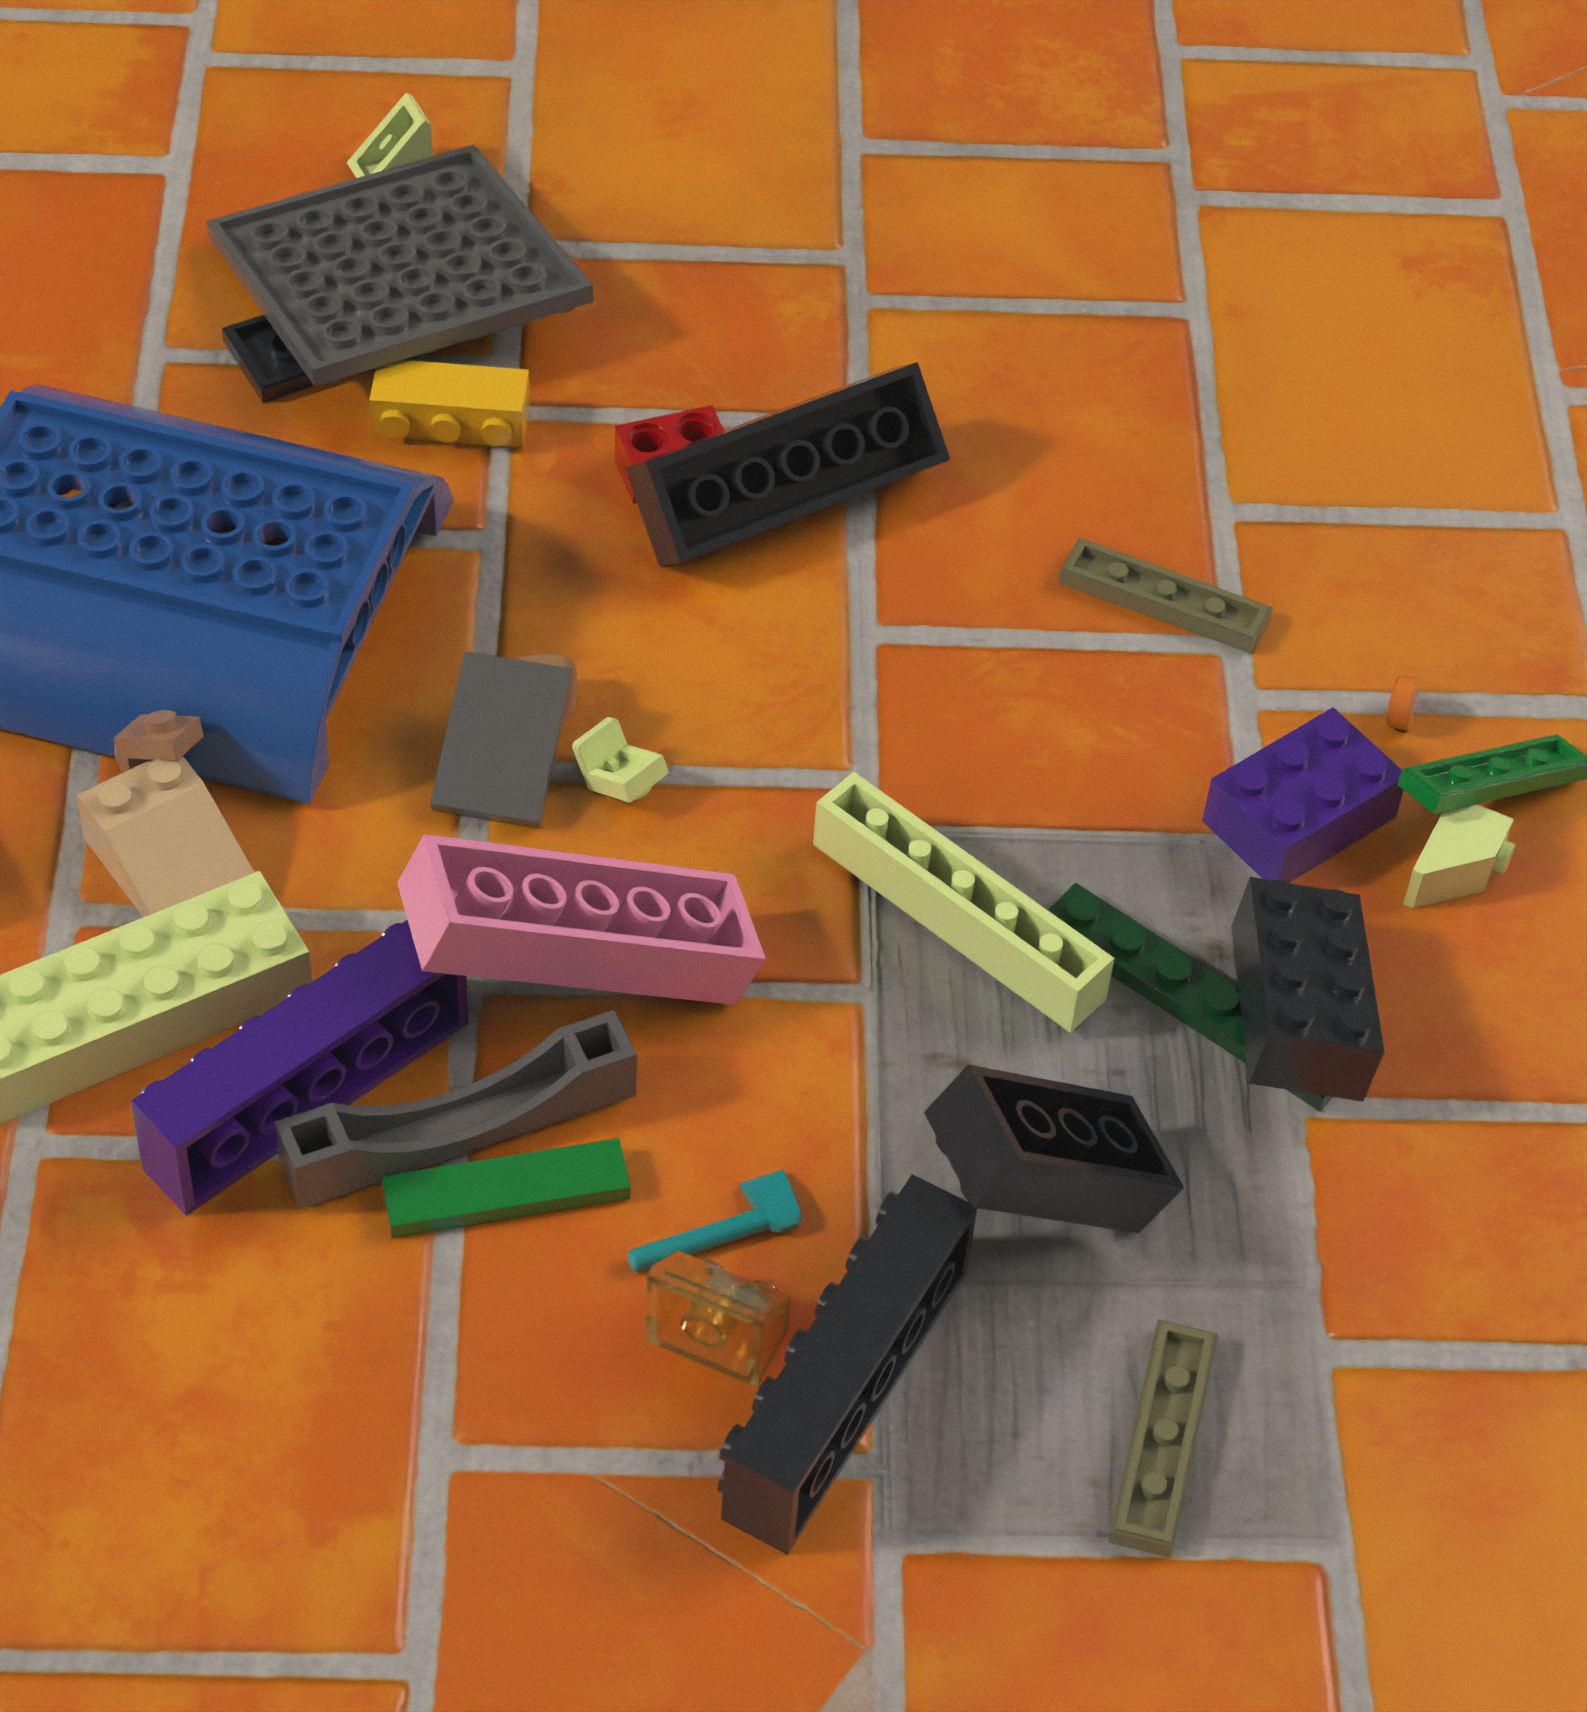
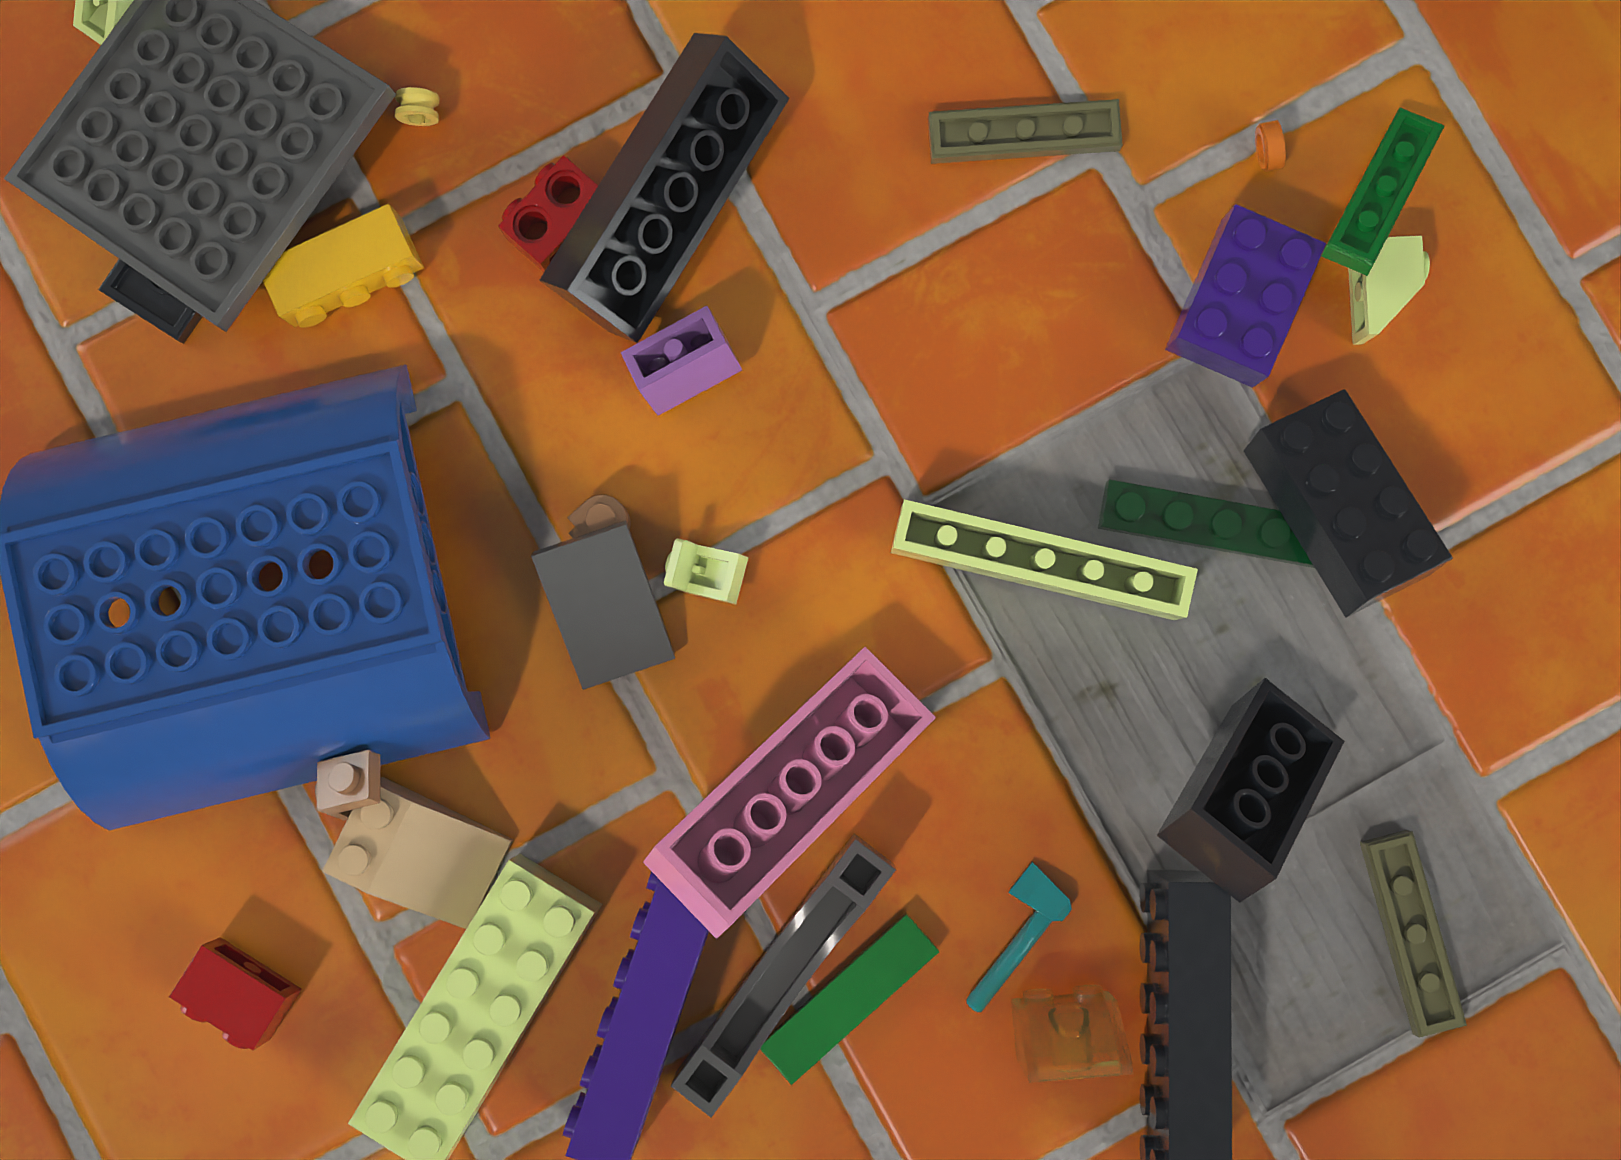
camera: 20 degrees left, 35 degrees up
(604, 331) = (417, 106): none -> light yellow bush
(713, 596) = (681, 361): none -> medium lavender brick

